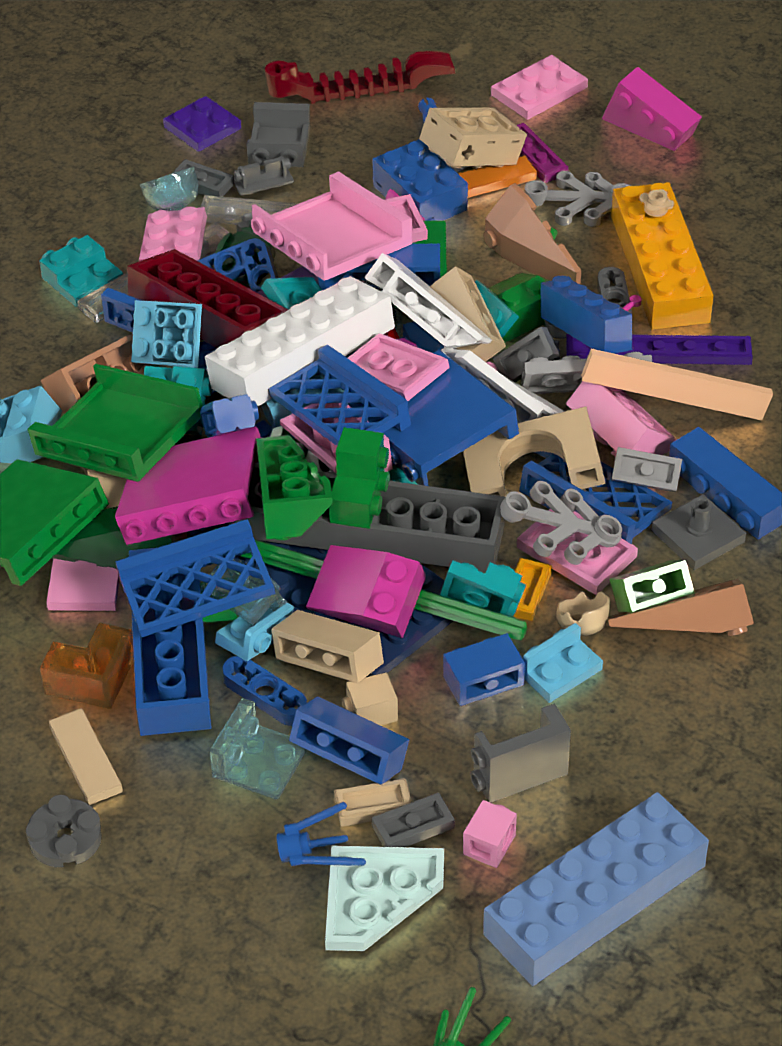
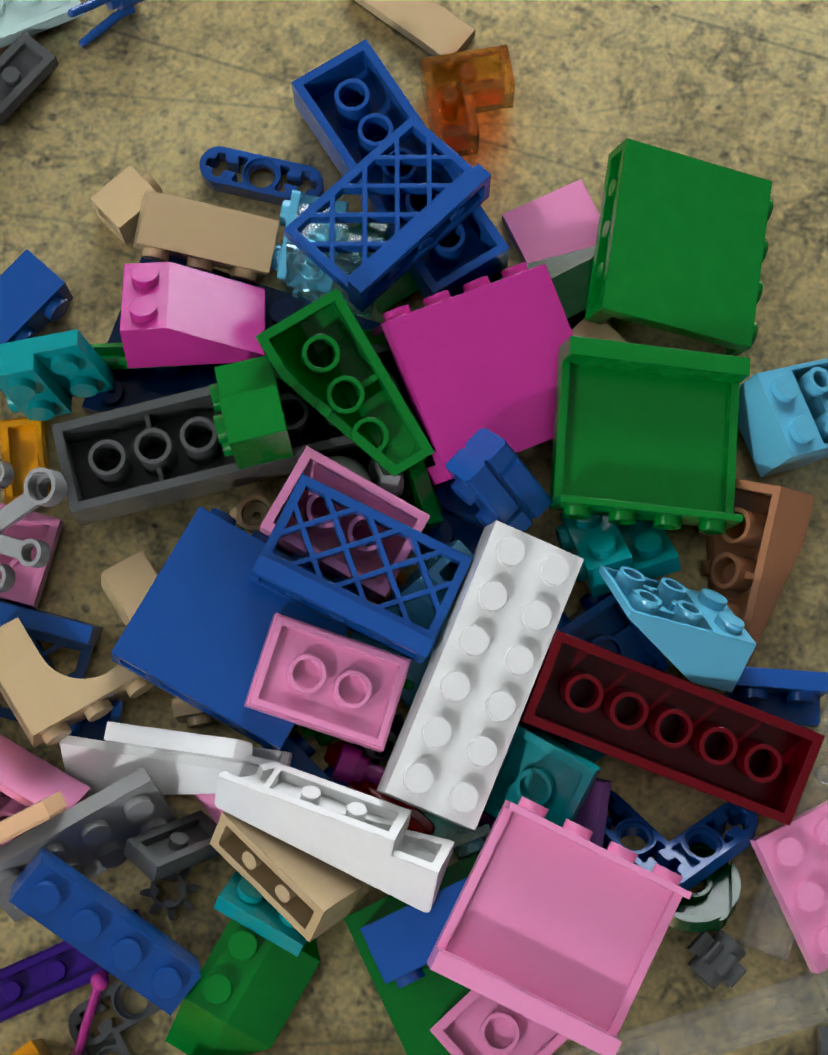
camera: 155 degrees right, 30 degrees up
(254, 754) = (219, 84): clear light blue bracket -> none
(349, 740) = (123, 136): blue brick -> none
(371, 800) = (71, 94): tan tile -> none

